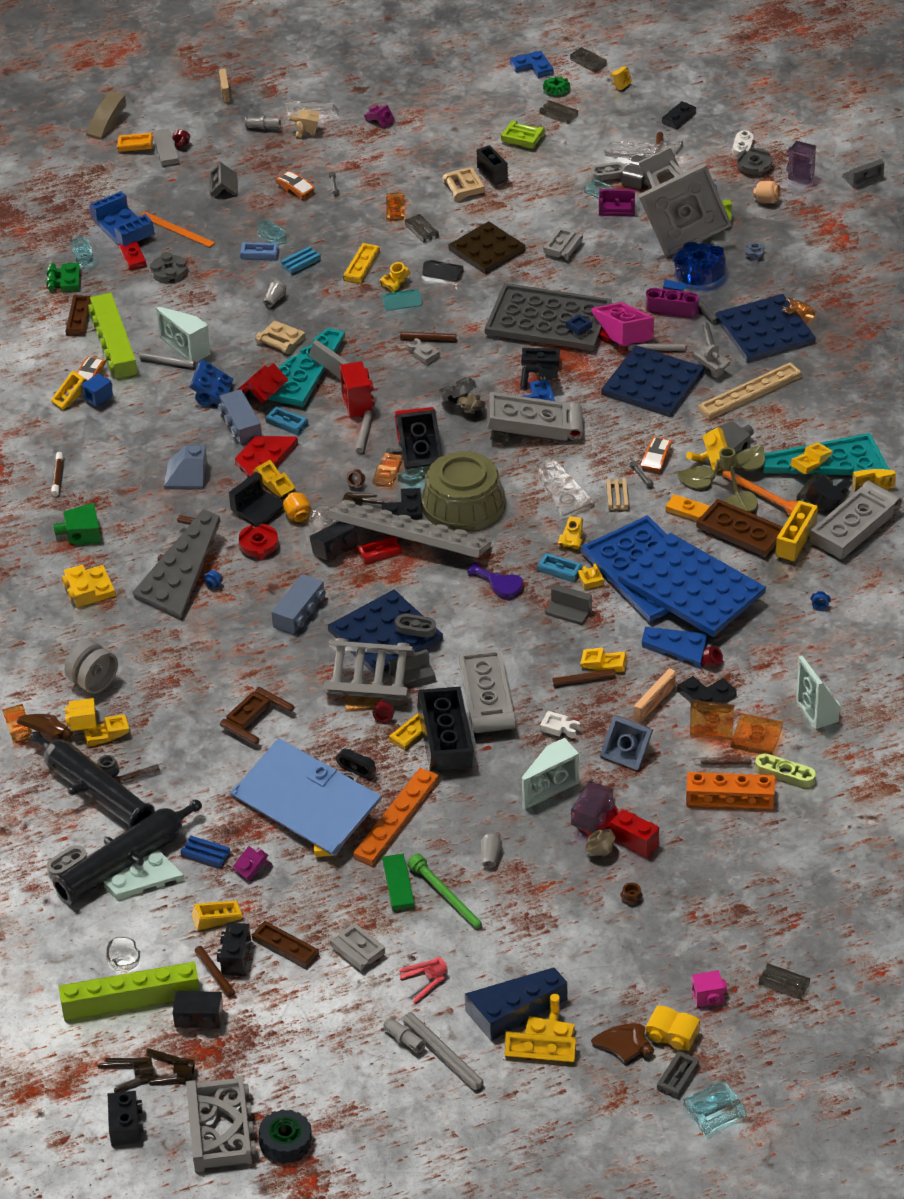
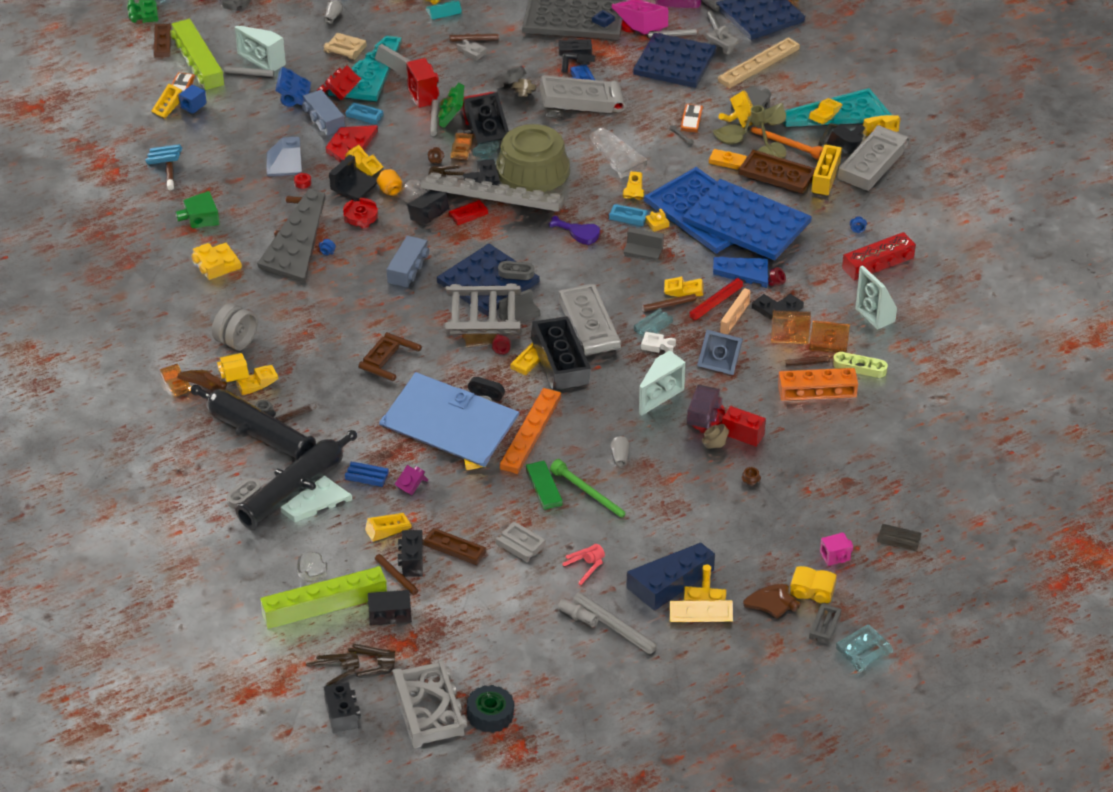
camera: 10 degrees left, 0 degrees up
(53, 454) = (164, 154): none -> dark azure tile
(202, 497) = (302, 180): none -> red tile
(383, 419) = (451, 105): none -> green plate
(558, 698) = (651, 321): none -> clear light blue tile
(617, 484) = (663, 145): tan tile -> none
(637, 677) = (716, 299): none -> red axle
(836, 640) = (879, 255): none -> red brick

